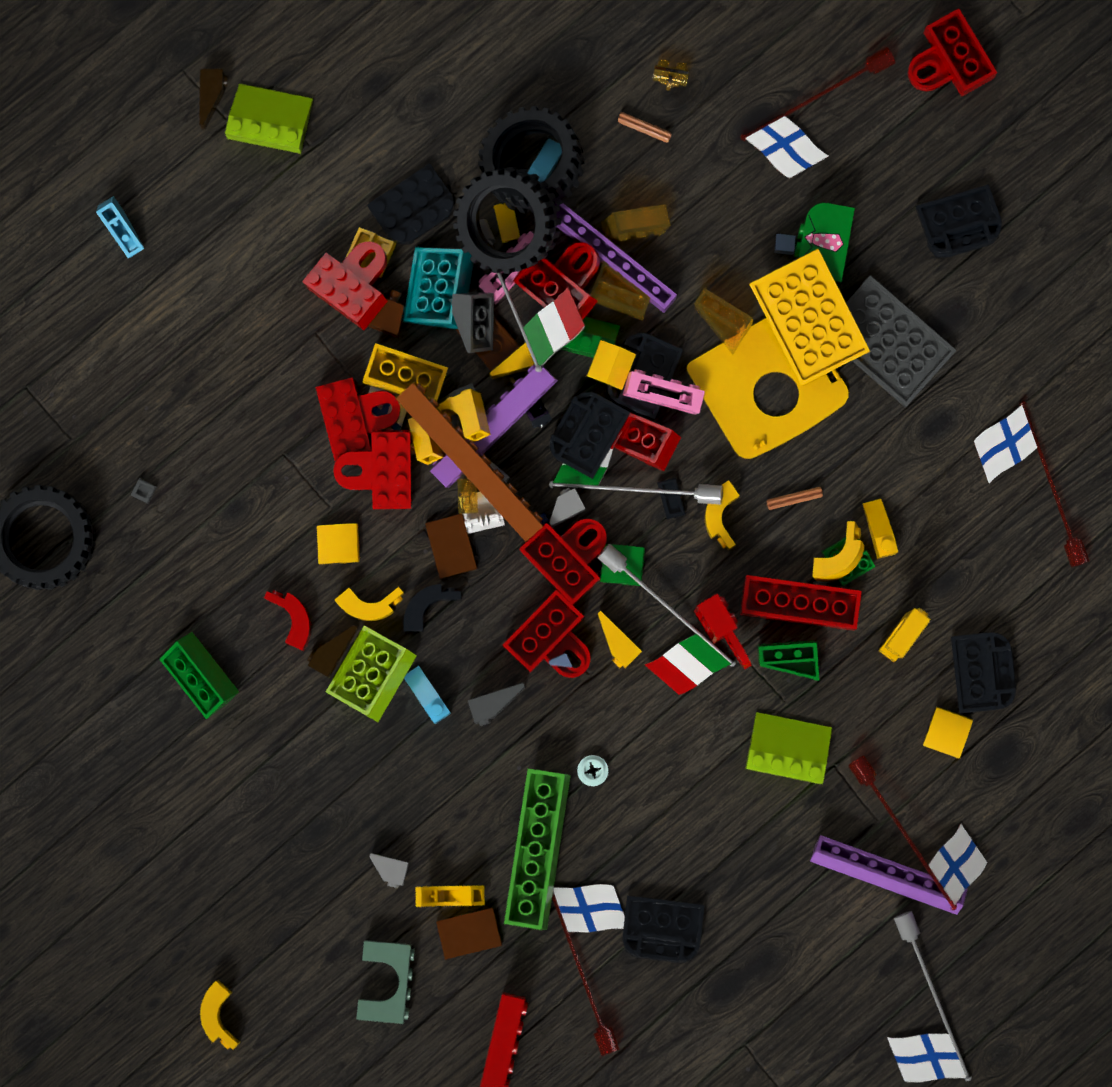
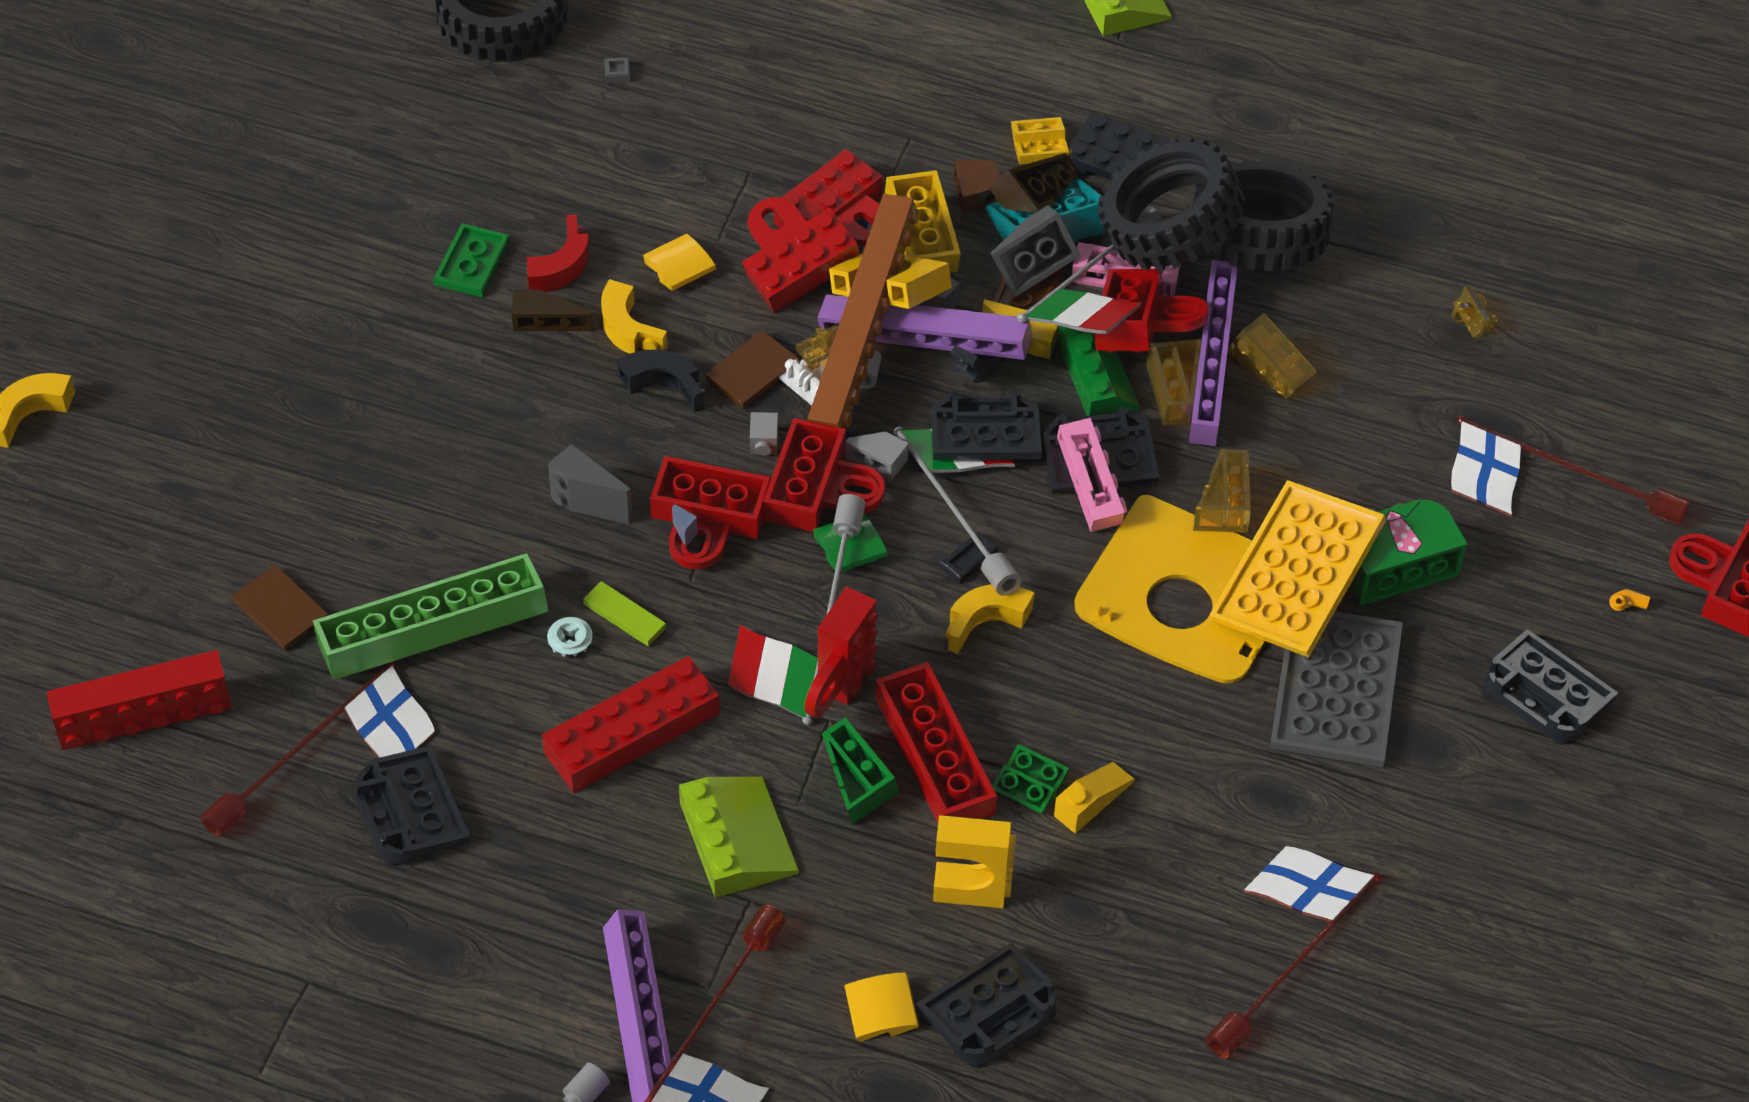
camera: 55 degrees right, 30 degrees down
(199, 675) = (436, 205): green slope -> none
(255, 674) = (472, 260): none -> green tile
(348, 285) = (983, 121): red brick -> none
(371, 673) = (543, 363): lime slope -> none
(390, 869) = (312, 488): light grey slope -> none
(399, 957) = (142, 572): sand green arch -> none
(418, 287) = (1035, 184): none -> dark brown wedge
(427, 695) = (551, 429): medium azure slope -> none
(450, 896) = (311, 554): yellow arch -> none
(510, 570) = (763, 433): none -> light grey brick
(593, 728) = (624, 613): none -> lime tile
(611, 364) = (1084, 399): yellow slope -> none
(620, 645) = (748, 583): yellow slope -> none
(644, 127) = (1391, 320): nougat axle -> none
(647, 441) = (1020, 496): red slope -> none
(680, 769) = (631, 724): none -> red brick
(794, 498) = (1064, 684): nougat axle -> none
(843, 563) = (1025, 761): yellow arch -> none
(925, 131) = (1628, 598): none -> light orange arm

